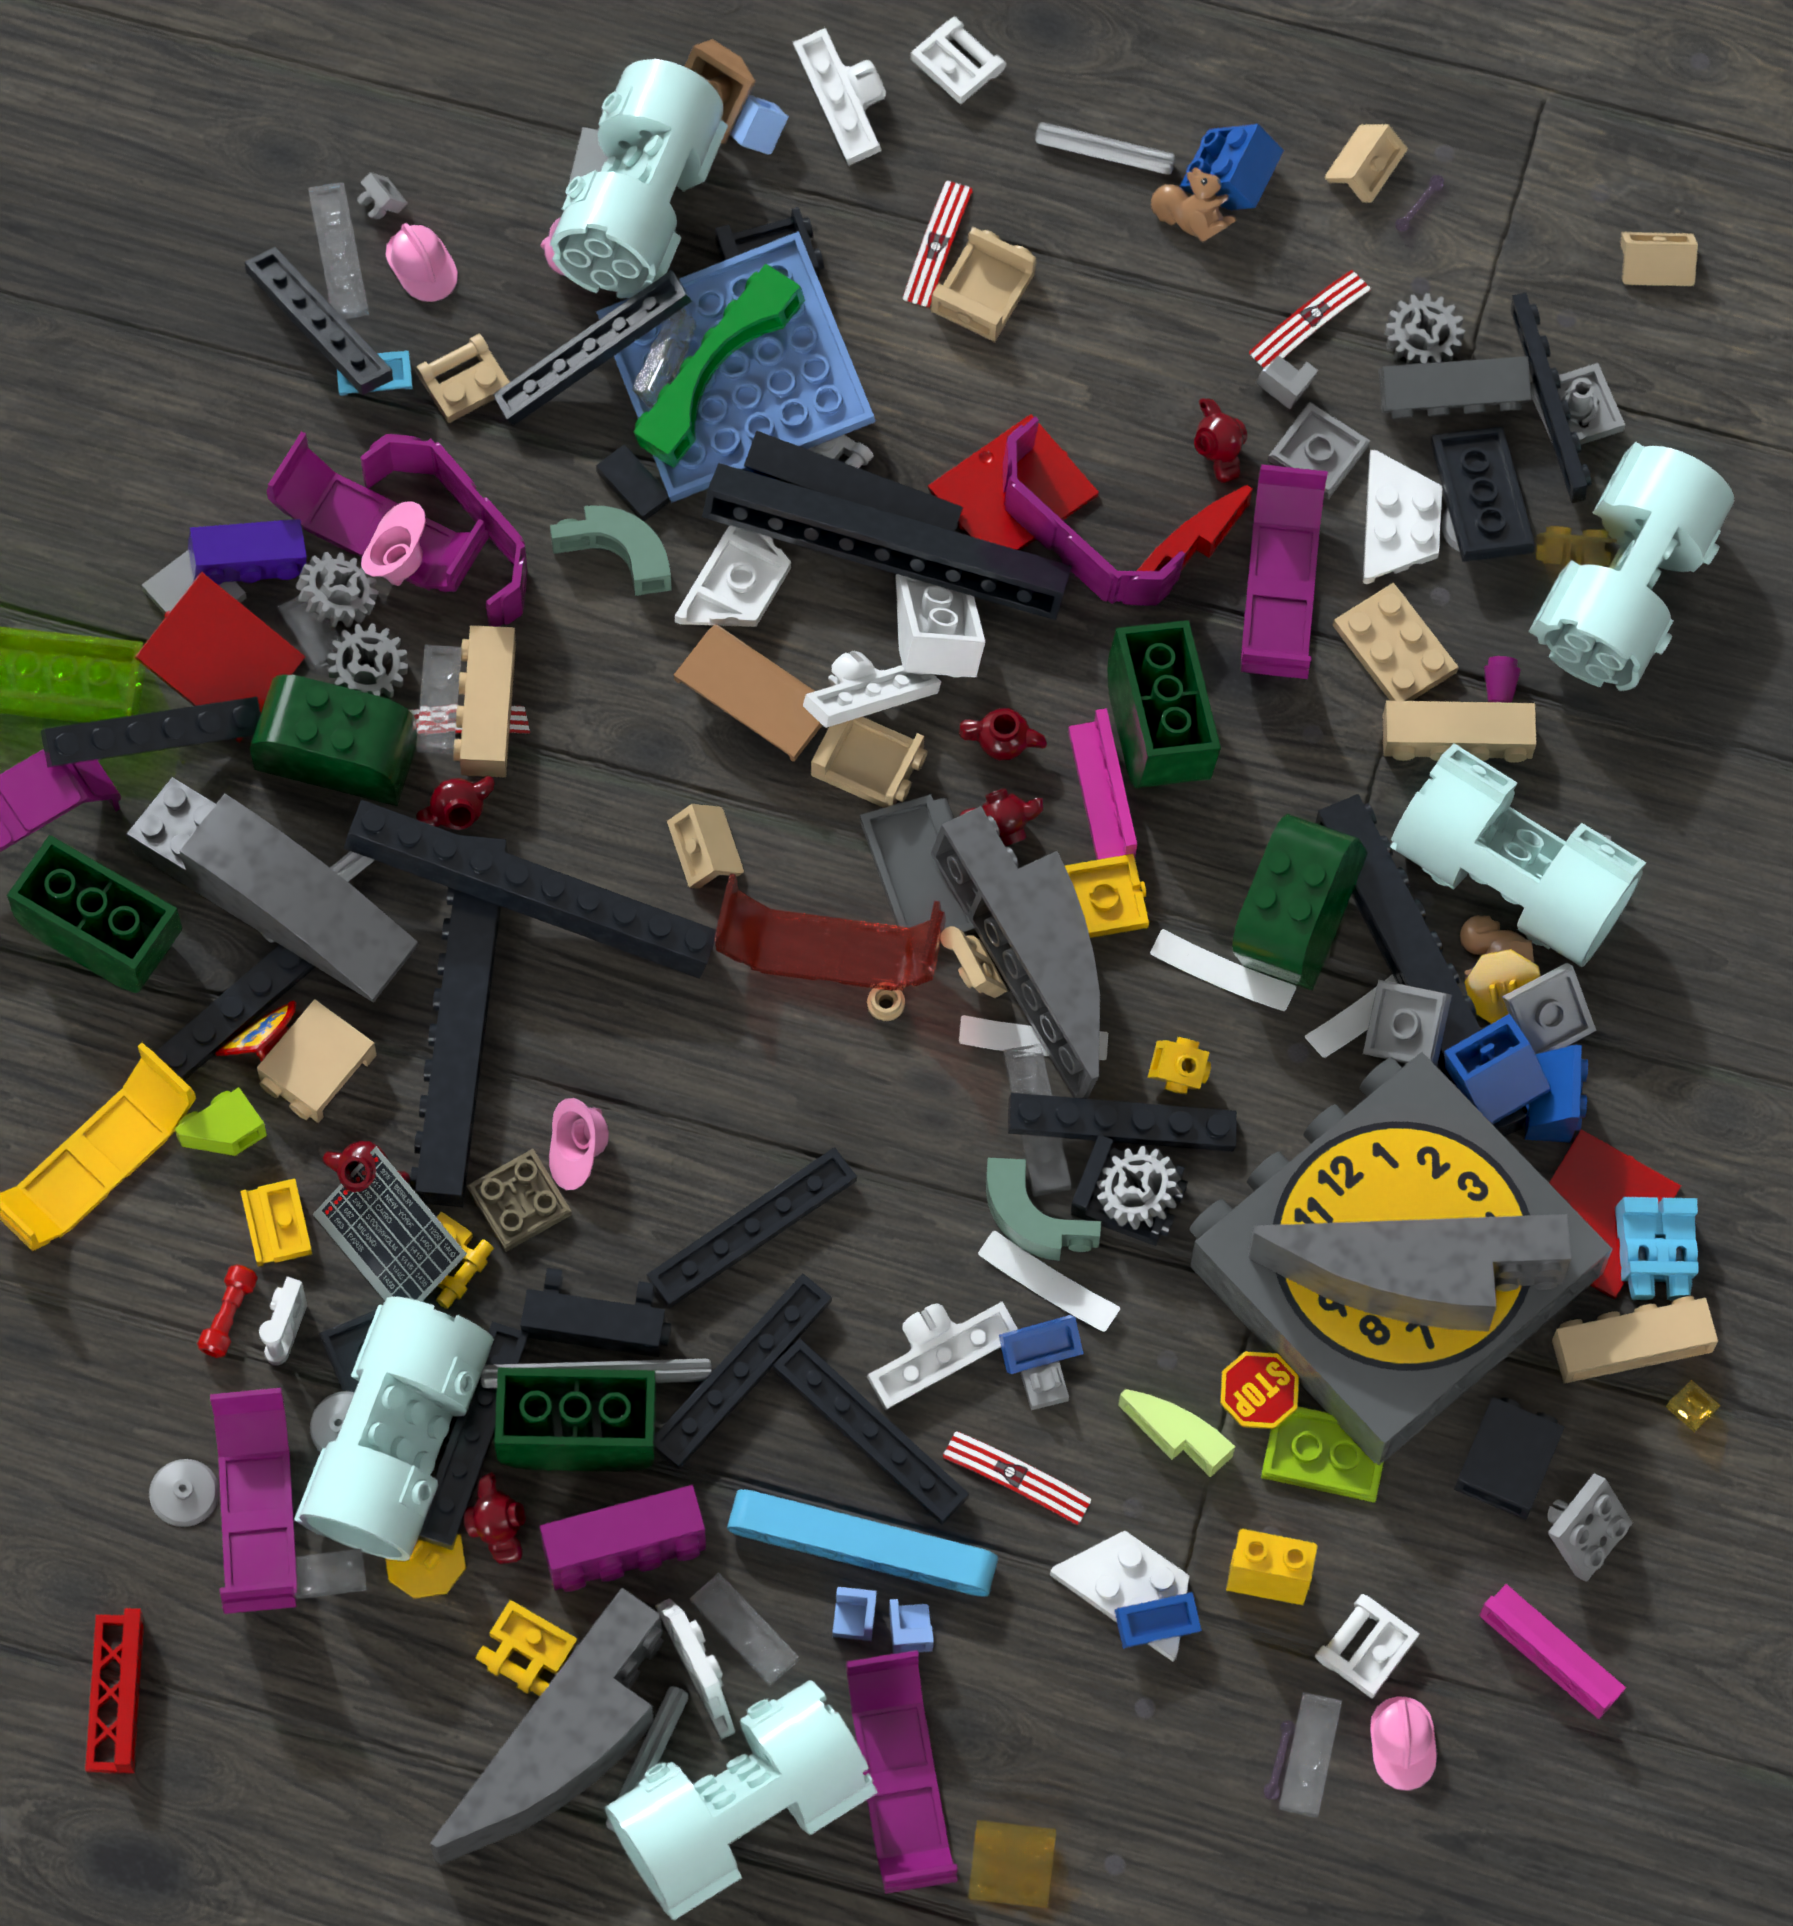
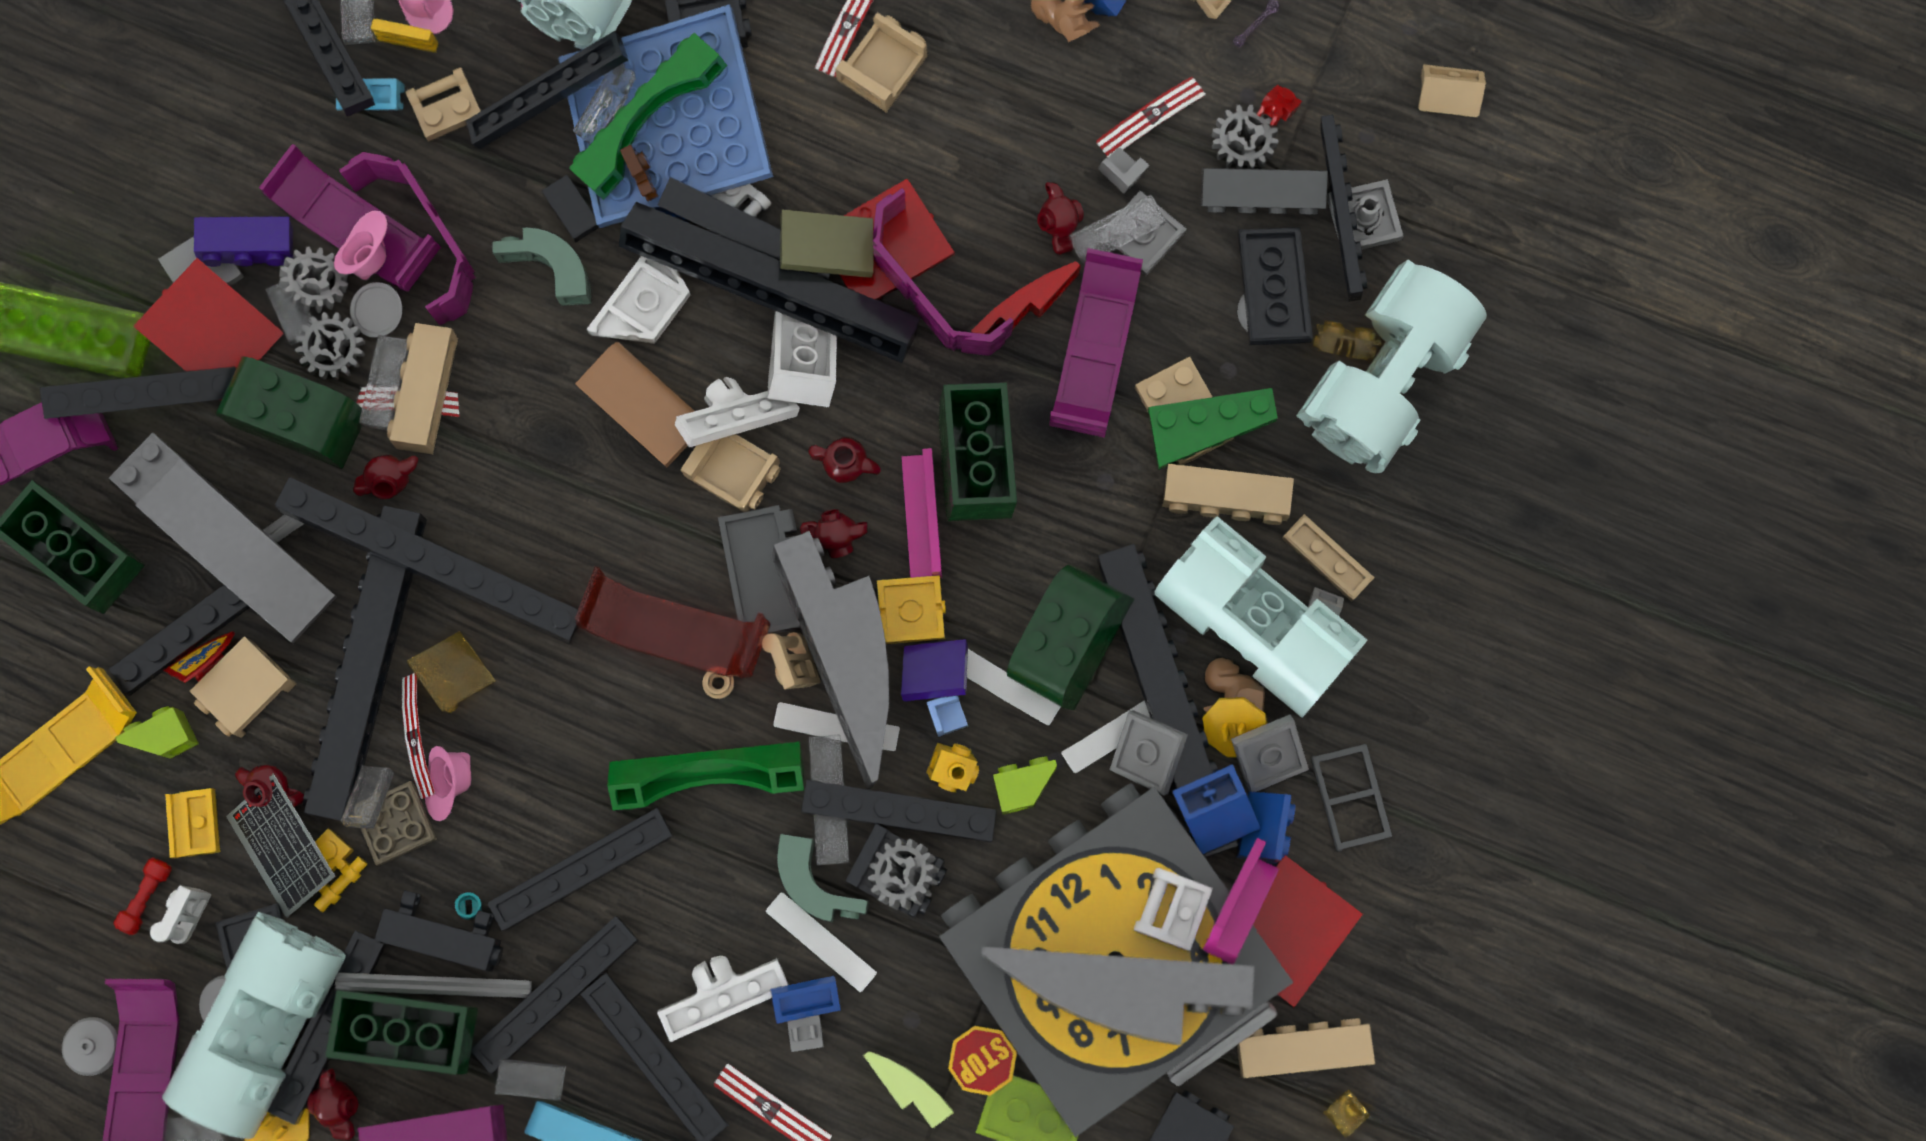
camera: 15 degrees right, 10 degrees up
(406, 303) = (404, 35): none -> yellow tile
(416, 617) = (376, 309): none -> light grey piece
(486, 1169) = (367, 797): none -> clear tile
(531, 1100) = (413, 738): none -> sticker
(563, 1021) = (450, 672): none -> clear yellow hinge
(631, 1281) = (460, 905): none -> teal hinge
(704, 844) = (587, 530): tan panel -> none
(715, 423) = (638, 166): none -> reddish brown plate
(725, 1468) = (530, 1079): none -> clear tile
(949, 492) = (826, 243): none -> olive tile
(951, 1088) = (645, 780): none -> green arch
(1143, 958) = (934, 670): none -> dark purple tile
(1162, 1008) = (947, 715): none -> light blue panel
(1263, 1080) = (1022, 787): none -> lime slope
(1291, 444) = (1118, 227): none -> clear plate
(1400, 518) = (1203, 299): white wing -> none
(1413, 655) = (1198, 424): none -> green wing
(1460, 290) = (1279, 104): none -> red plate
(1476, 1181) = (1184, 912): none -> white plate
(1501, 678) = (1269, 453): magenta cone -> none
(1537, 1337) = (1222, 1044): none -> light grey axle
(1541, 1163) = (1241, 906): none -> dark pink fence
(1586, 793) = (1328, 557): none -> tan tile
(1667, 1257) = (1327, 979): medium azure hips -> none
(1675, 1048) = (1373, 791): none -> dark grey window

